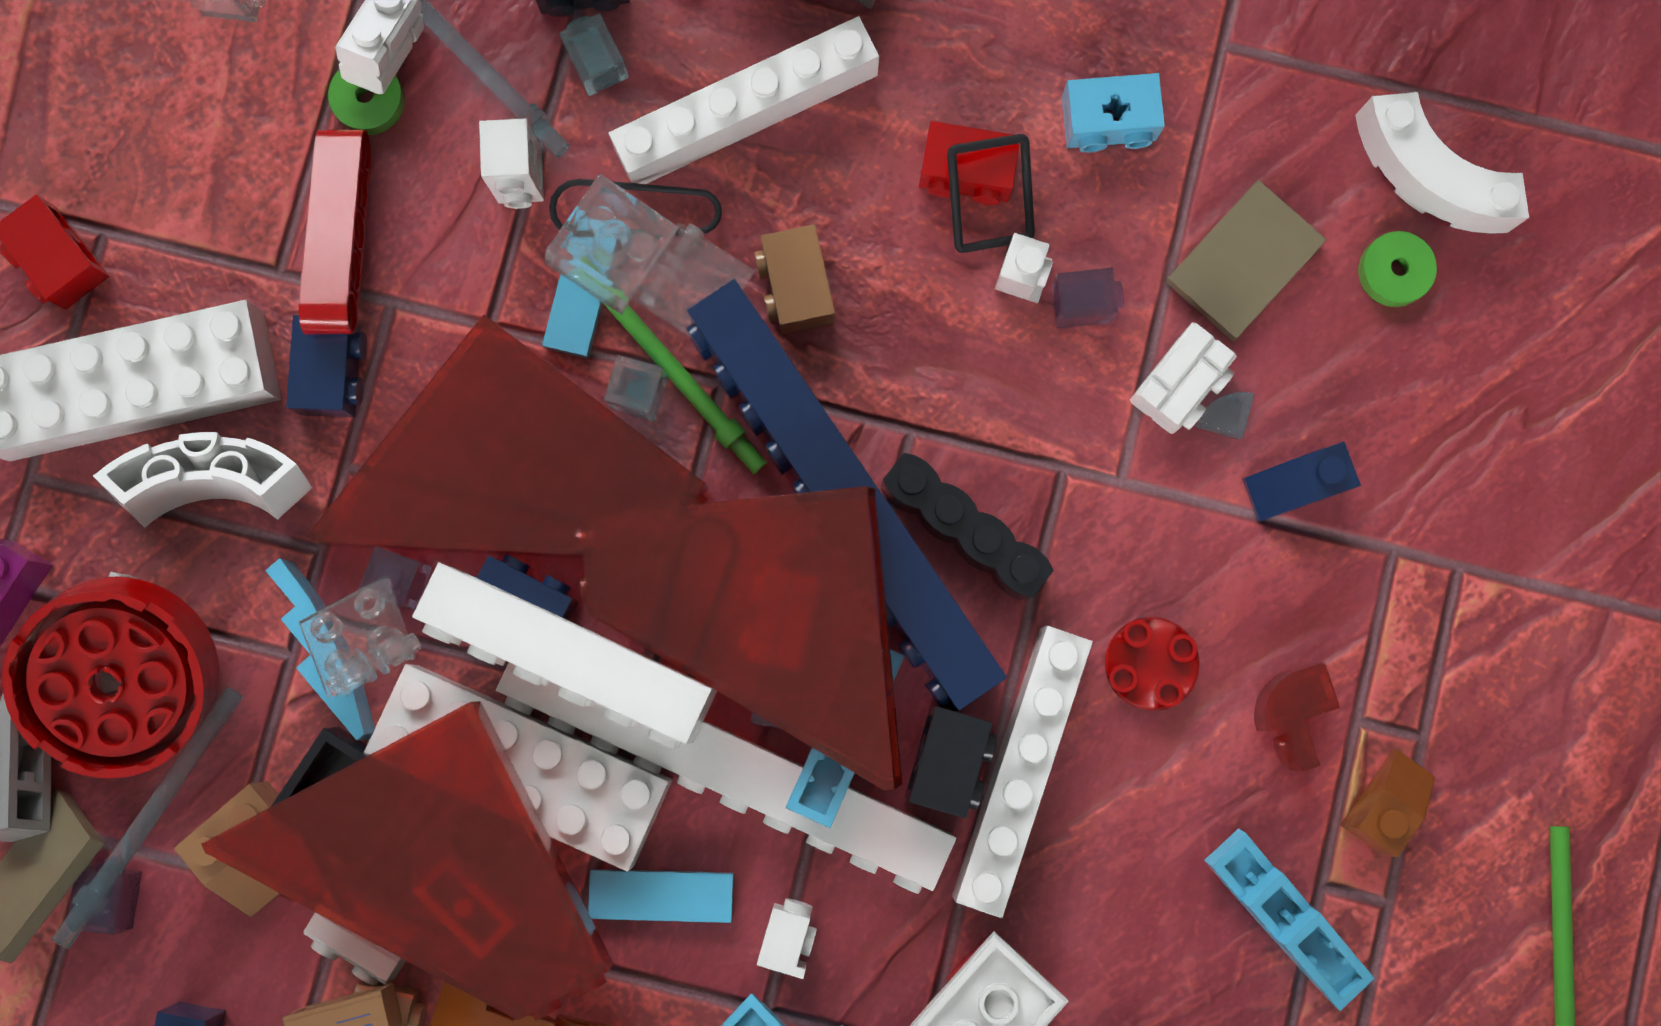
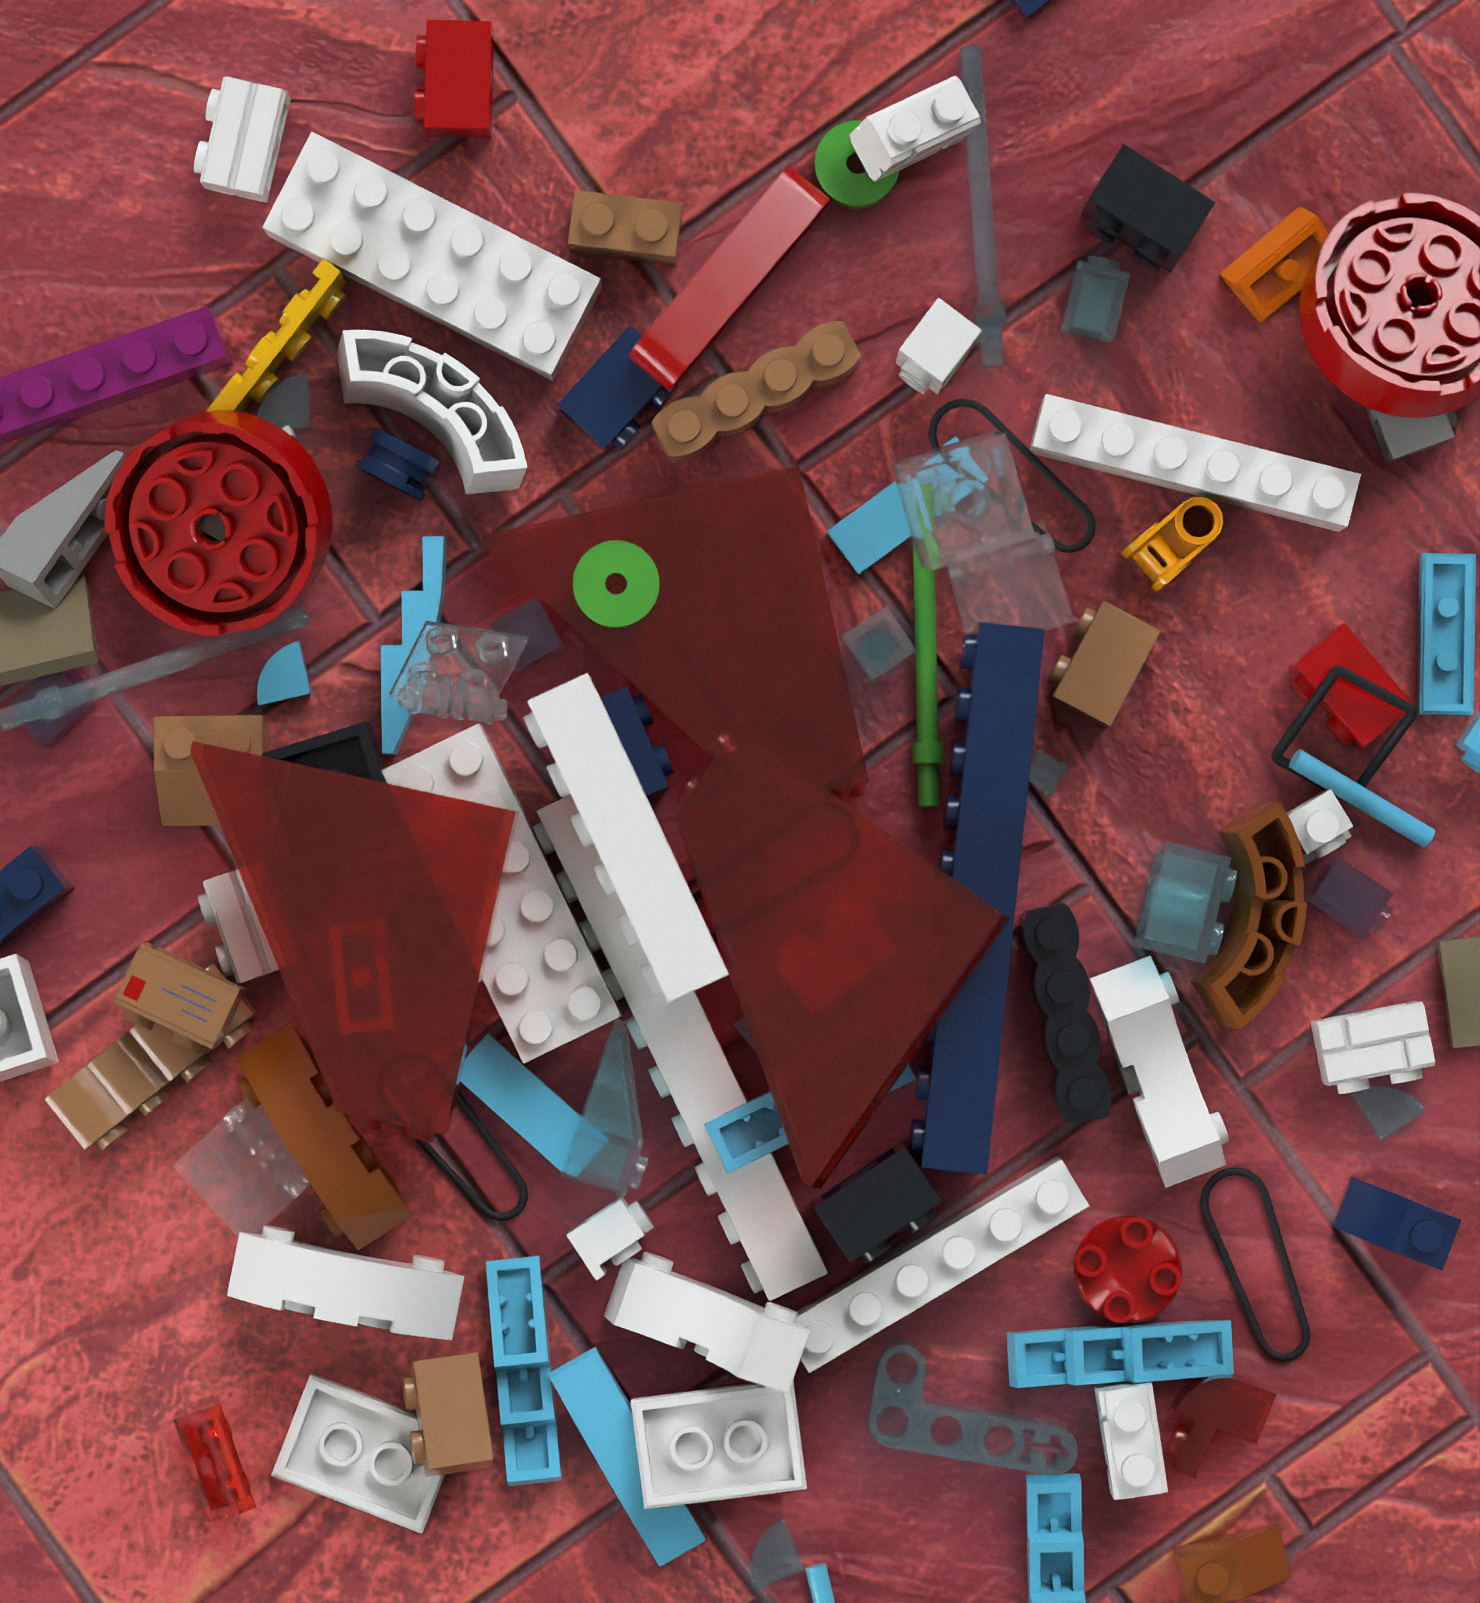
camera: 45 degrees right, 5 degrees up
(68, 513) = (287, 342): none -> yellow wing
(109, 555) = (288, 403): none -> clear light blue tile
(212, 536) = (398, 464): none -> dark blue wheel
(241, 257) = (625, 227): none -> medium nougat brick
(253, 745) = (284, 676): none -> medium azure tile
(401, 489) = (616, 609): none -> bright green piece
(423, 281) = (770, 386): none -> medium nougat brick
(664, 944) = (498, 1152): none -> black piece
(726, 867) = (609, 1128): none -> clear light blue slope
(775, 169) = (1172, 543): none -> light orange piece
(819, 382) = (1045, 772): none -> clear light blue piece
(925, 934) = (727, 1329): none -> white brick
(982, 386) = (1184, 902): none -> clear light blue brick
(1001, 80) = (1446, 634): none -> medium azure tile
(1038, 227) = (1362, 798): none -> medium azure bar
(1043, 354) = (1265, 916): none -> dark orange brick
(1054, 511) = (1154, 1062): none -> white brick
(1140, 854) = (973, 1423): none -> clear light blue beam
(1185, 533) = (1232, 1272): none -> black piece
(1195, 724) = (1120, 1353): none -> medium azure slope
(1253, 775) = (1130, 1439): none -> white brick

